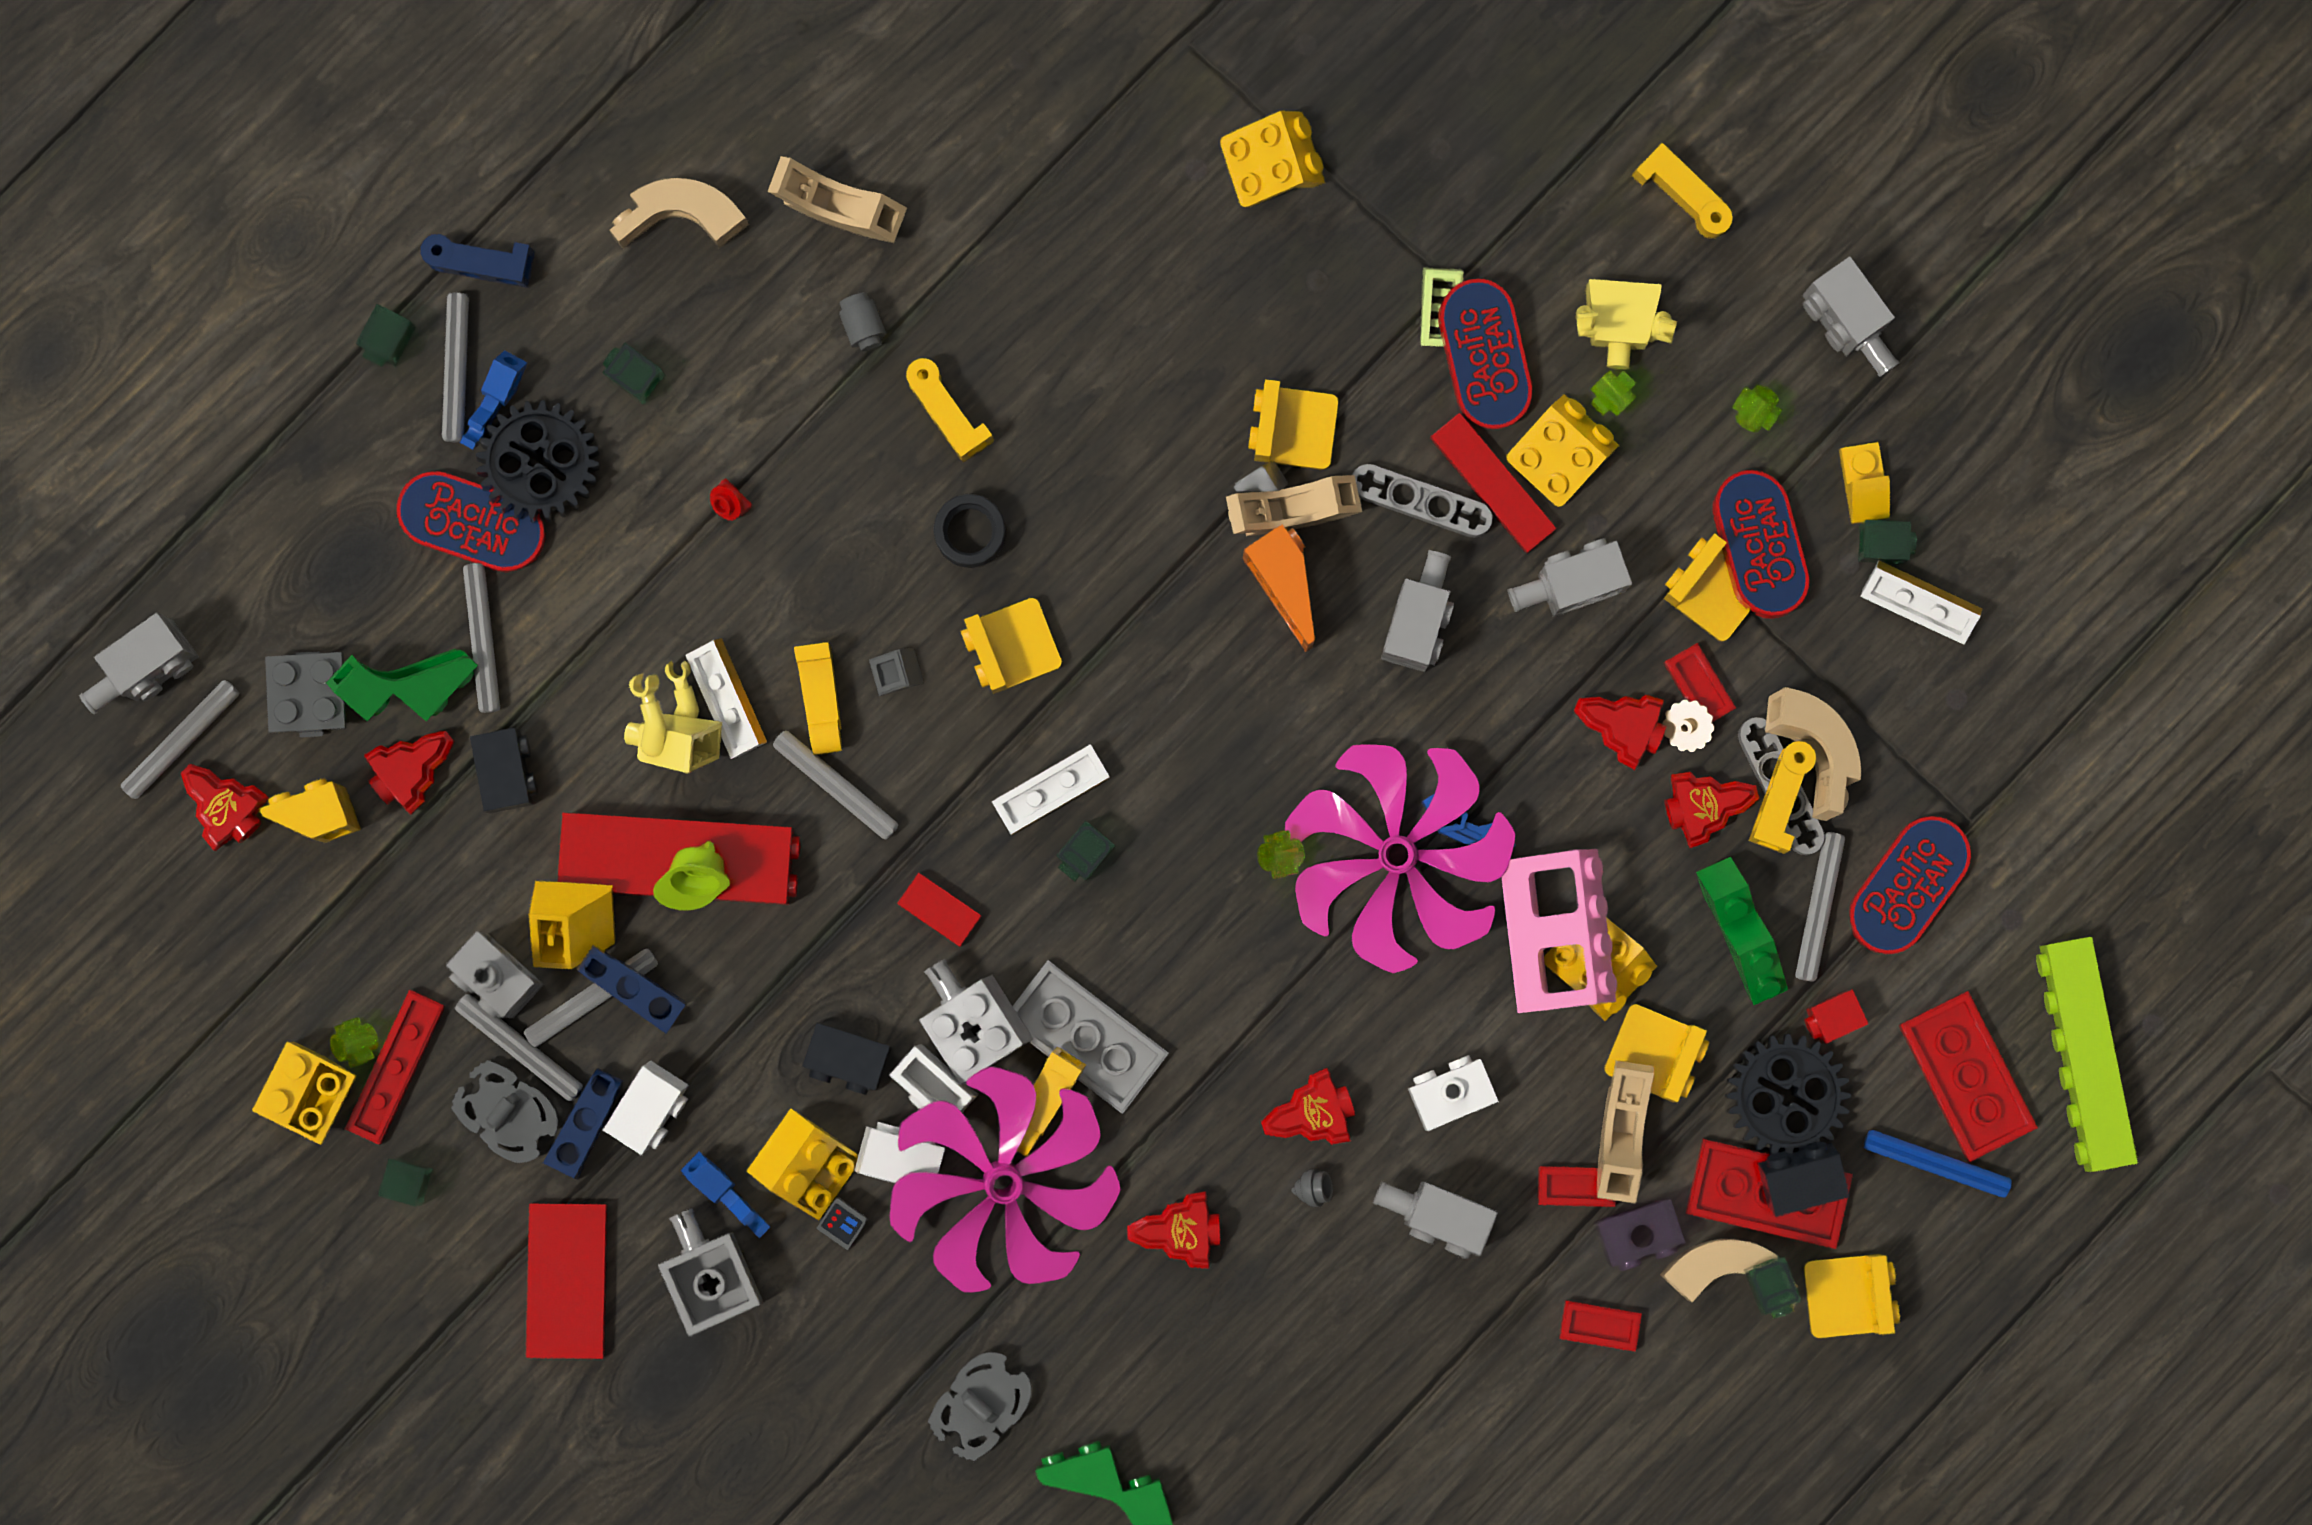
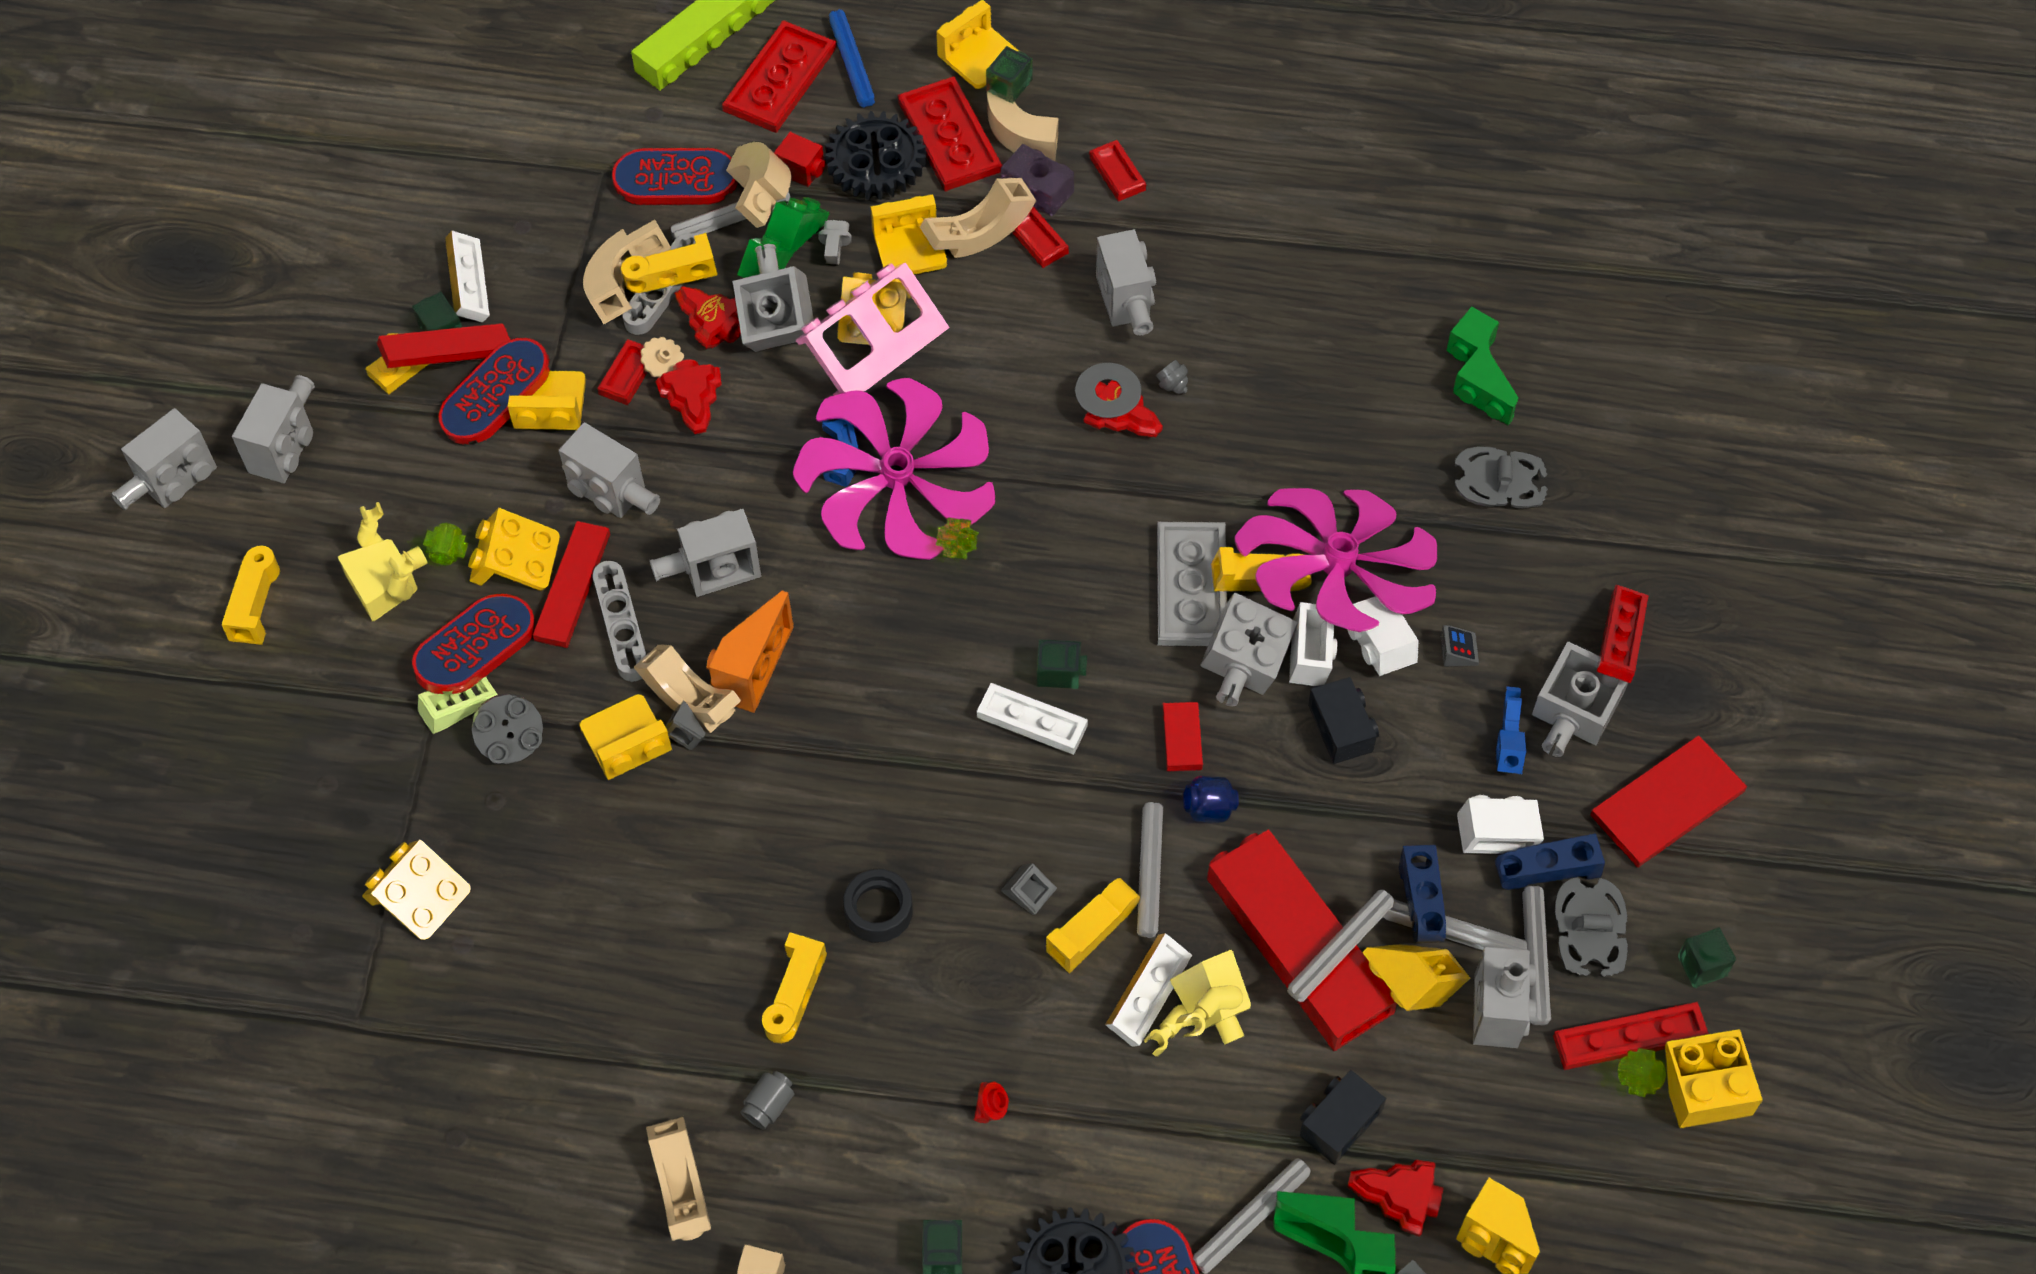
camera: 125 degrees left, 25 degrees down
(634, 876) = (1340, 945): none -> light grey axle
(693, 879) = (1301, 898): lime piece -> none
(736, 1367) = (1622, 633): none -> red tile
(804, 1164) = (1443, 696): yellow slope -> none
(857, 882) = (1210, 799): none -> clear blue head
(1011, 645) = (945, 816): yellow bracket -> none
(1182, 1231) = (1272, 434): red rock -> none
(1335, 1134) = (1093, 404): none -> dark grey piece
(1358, 329) = (491, 735): none -> dark grey plate
(1453, 1093) = (1037, 335): white brick -> none
(1658, 860) = (758, 297): none -> light grey brick
(1717, 988) = (834, 236): none -> light grey piece
(1757, 408) = (392, 449): clear neon green gear -> none
(1803, 1178) = (925, 105): black brick -> none
(1818, 958) = (763, 179): none -> tan arch
(1840, 524) = (441, 345): none -> red tile
(1883, 190) = (165, 461): none -> light grey brick

